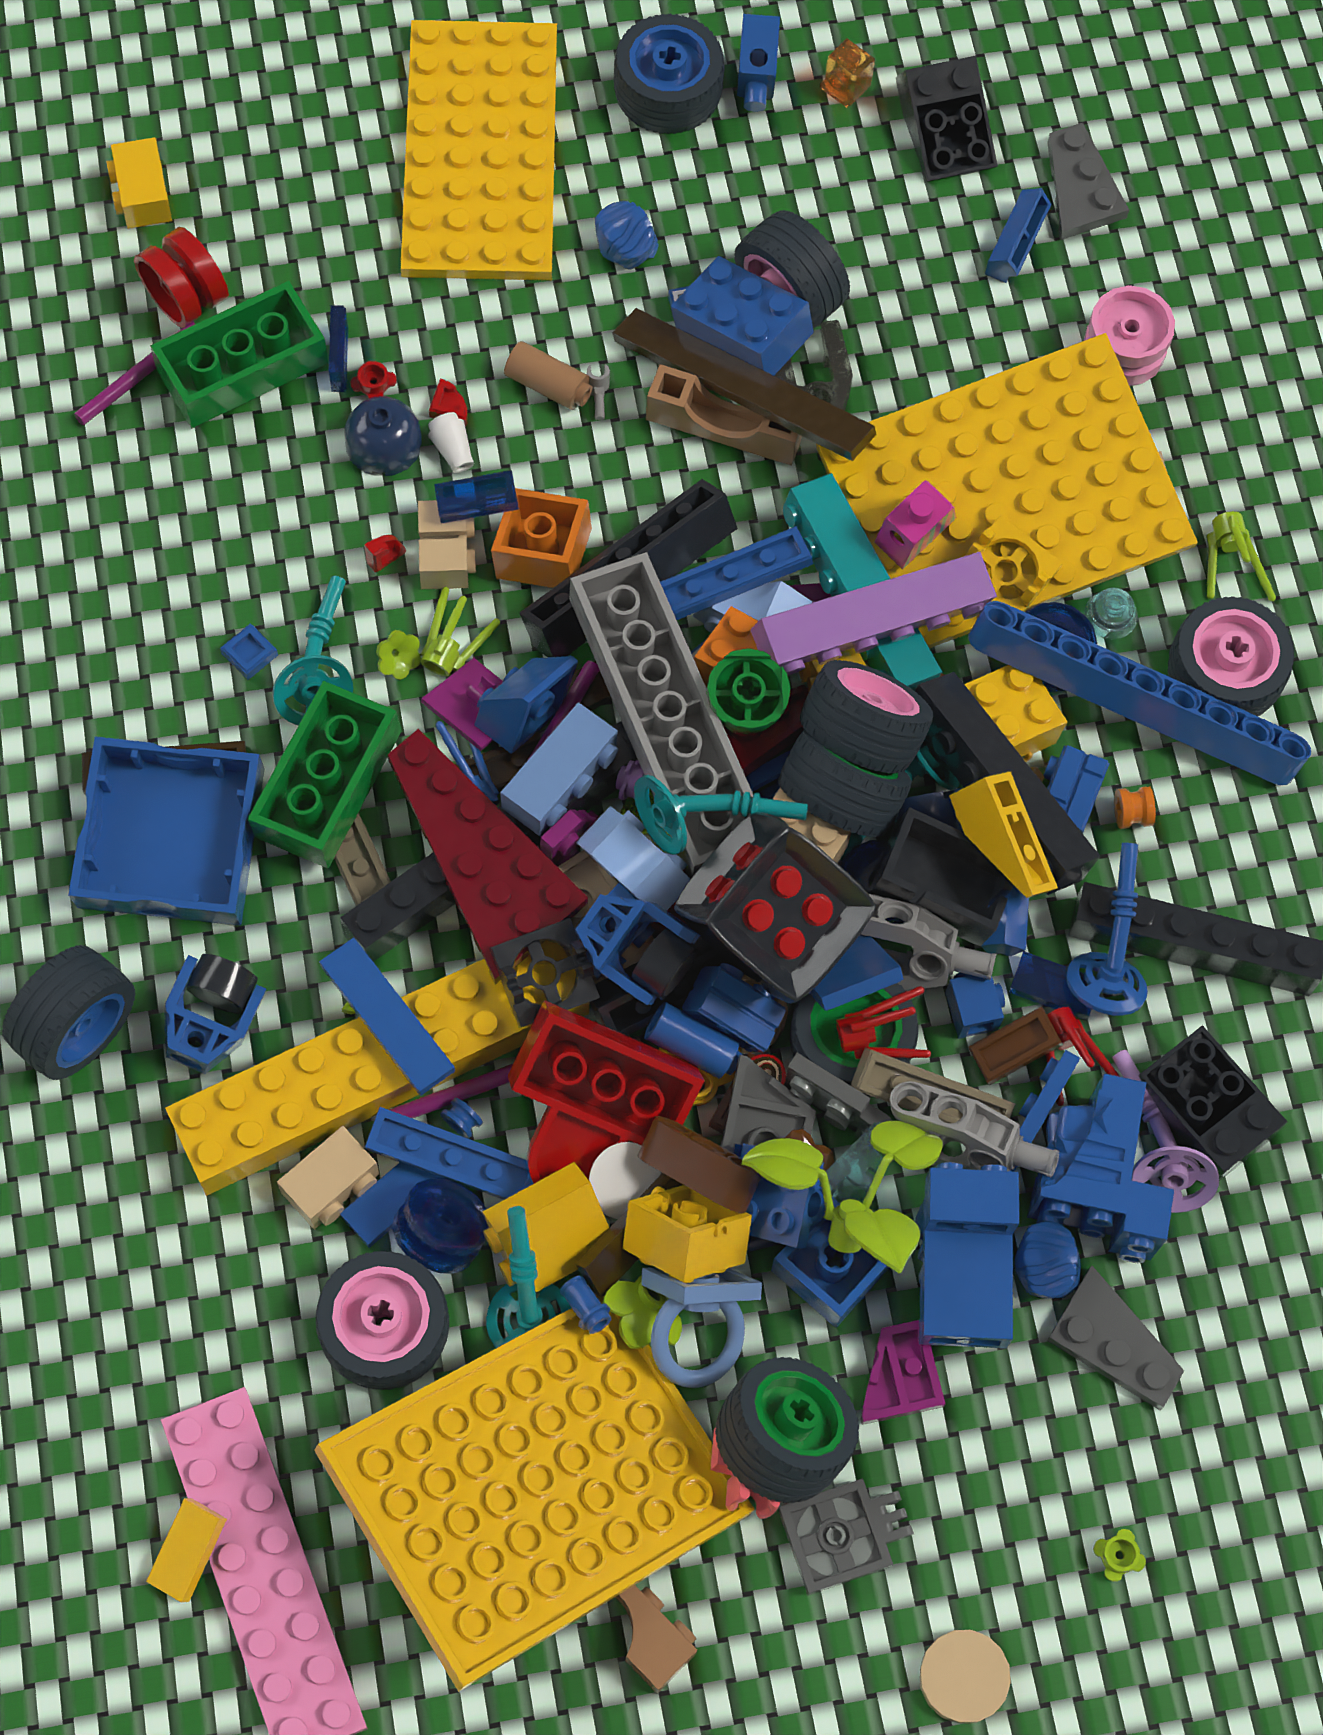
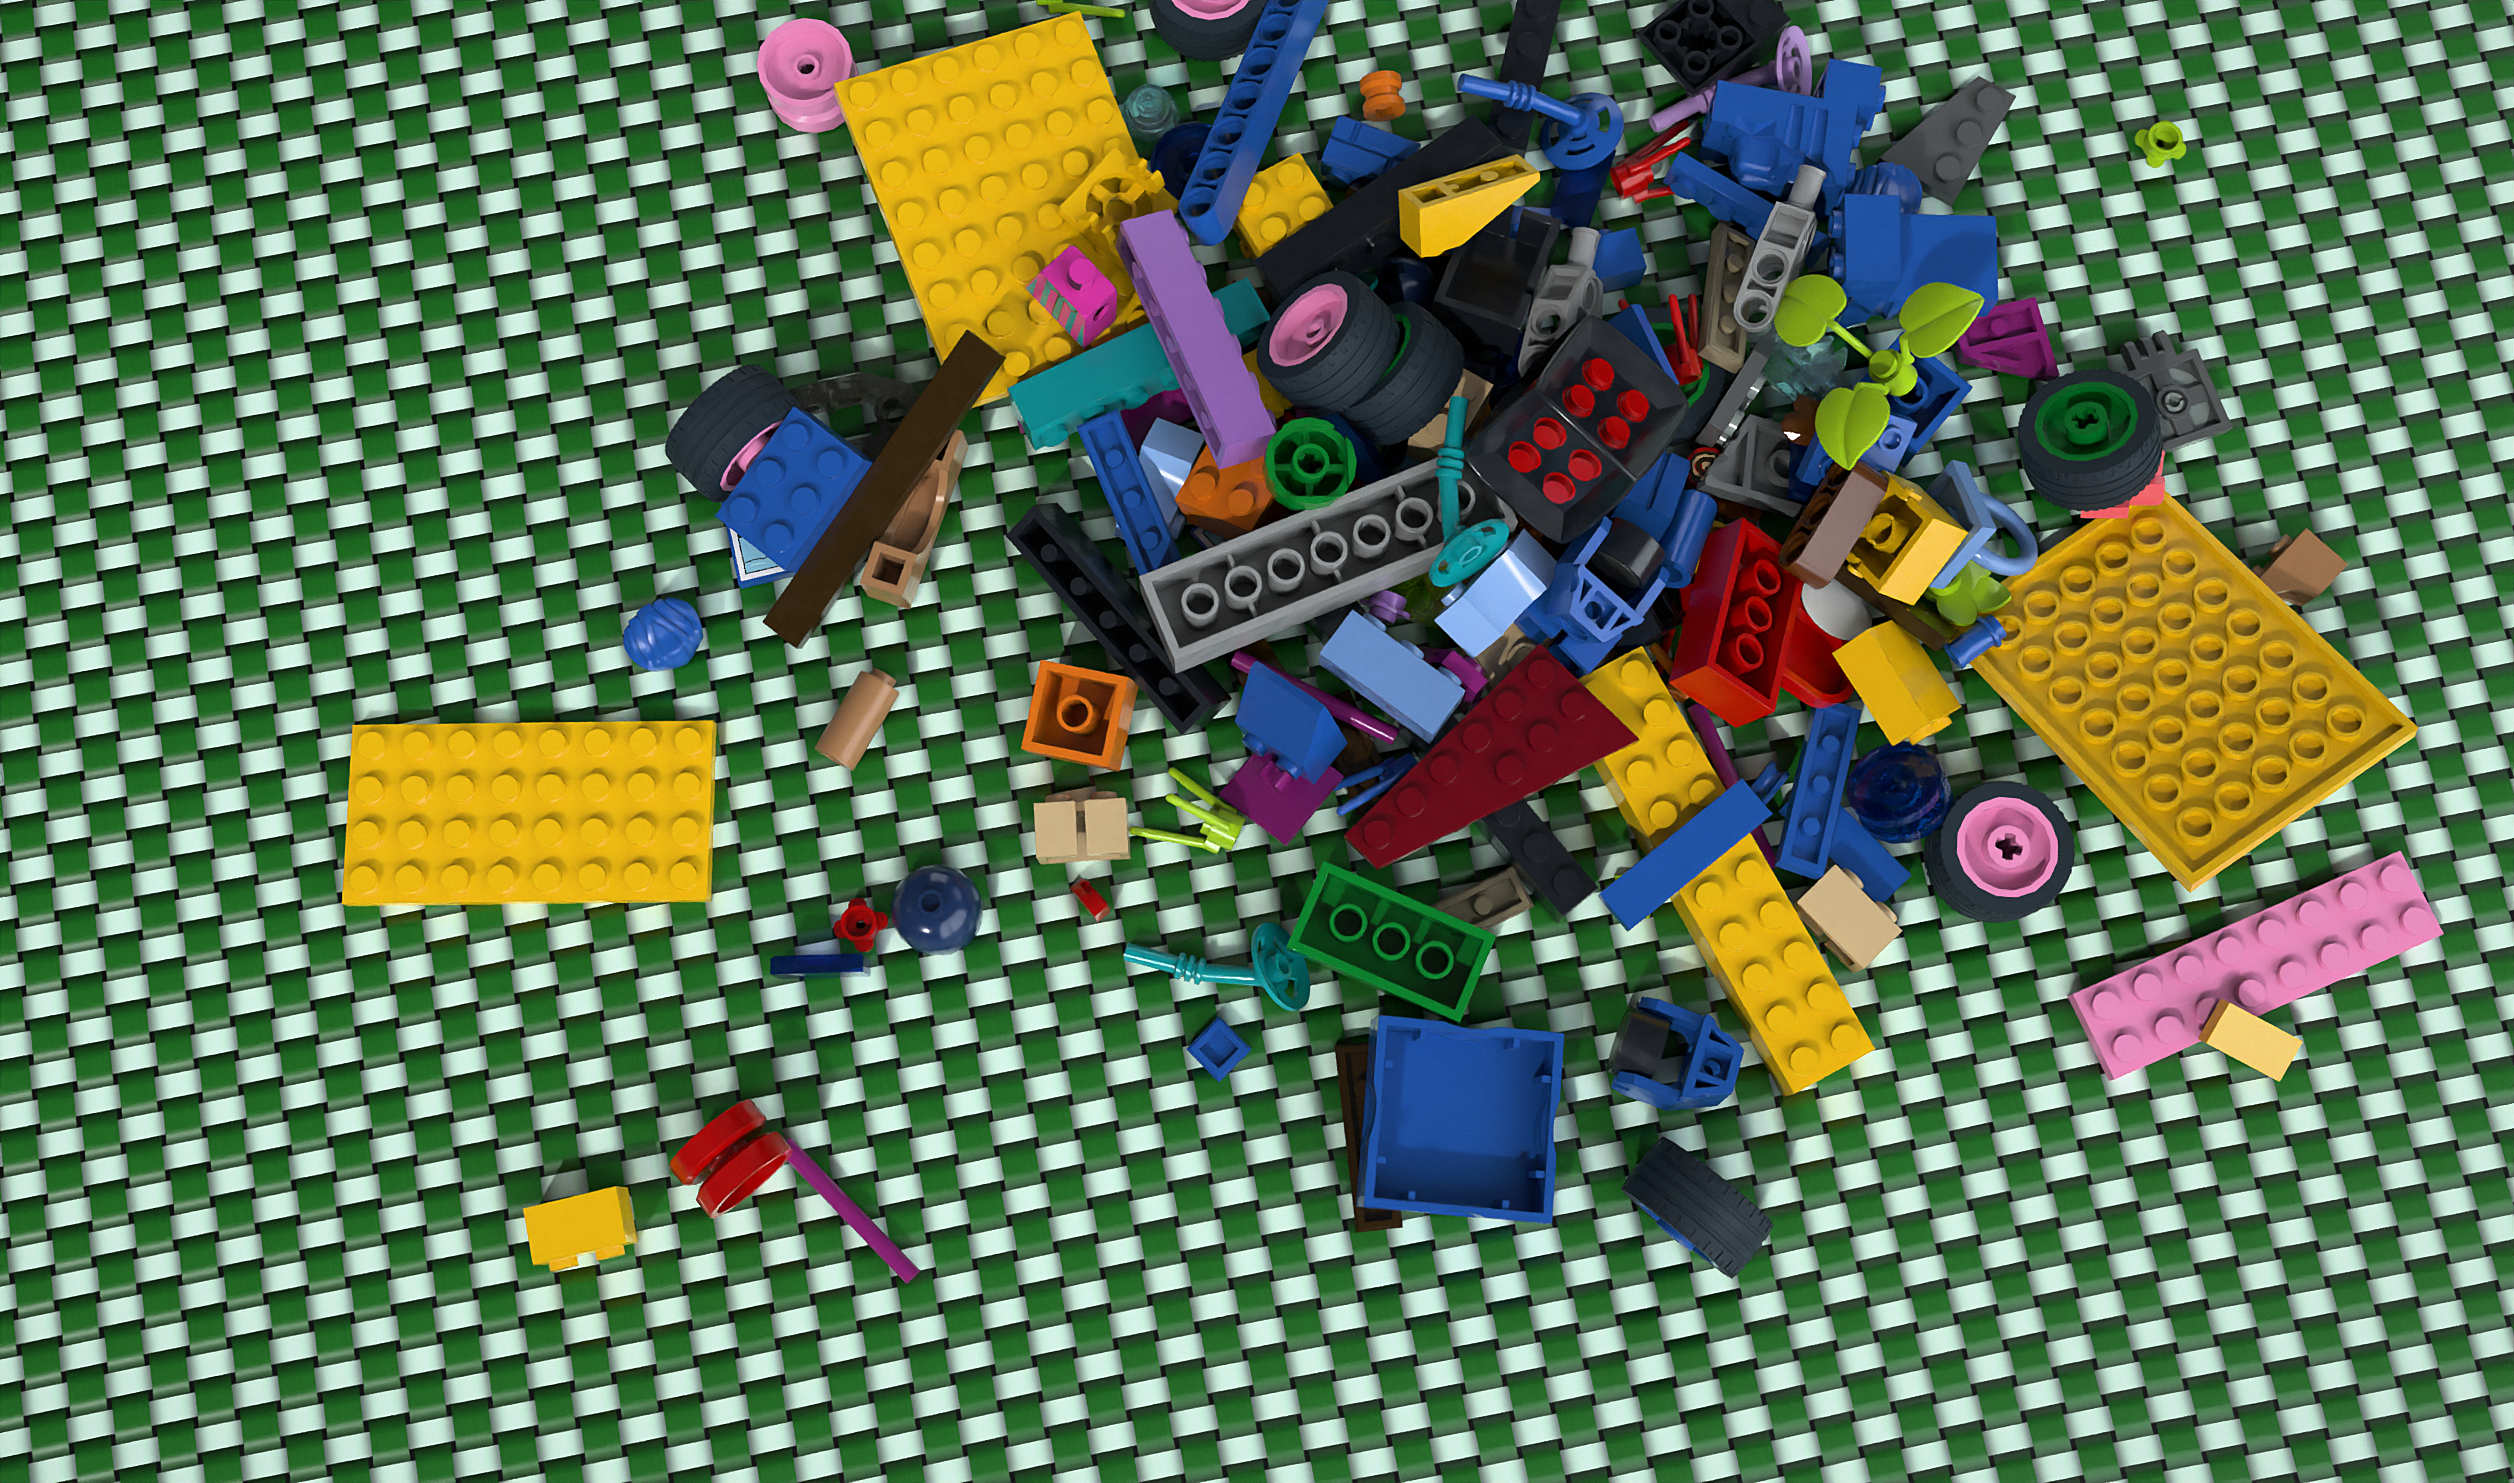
camera: 85 degrees left, 10 degrees up
(240, 354) = (834, 1081): green brick -> none
(398, 654) = (1223, 876): lime plant -> none
(448, 400) = (890, 835): red tile -> none
(451, 440) = (945, 827): white cone -> none
(476, 496) = (1036, 787): clear blue tile -> none
(523, 1272) = (1969, 708): teal dish -> none
(562, 934) = (1613, 722): black piece -> none
(599, 386) = (867, 664): light grey hand -> none
(668, 73) = (436, 585): black wheel -> none
(758, 60) = (425, 480): blue torso -> none
(848, 73) = (440, 379): clear orange brick -> none
(947, 118) = (503, 268): black slope -> none
(964, 1676) = (2288, 288): tan tile -> none
(1015, 1045) = (1655, 221): reddish brown tile -> none
(1018, 234) = (666, 194): blue piece -> none
(1082, 183) = (595, 122): dark grey wing -> none

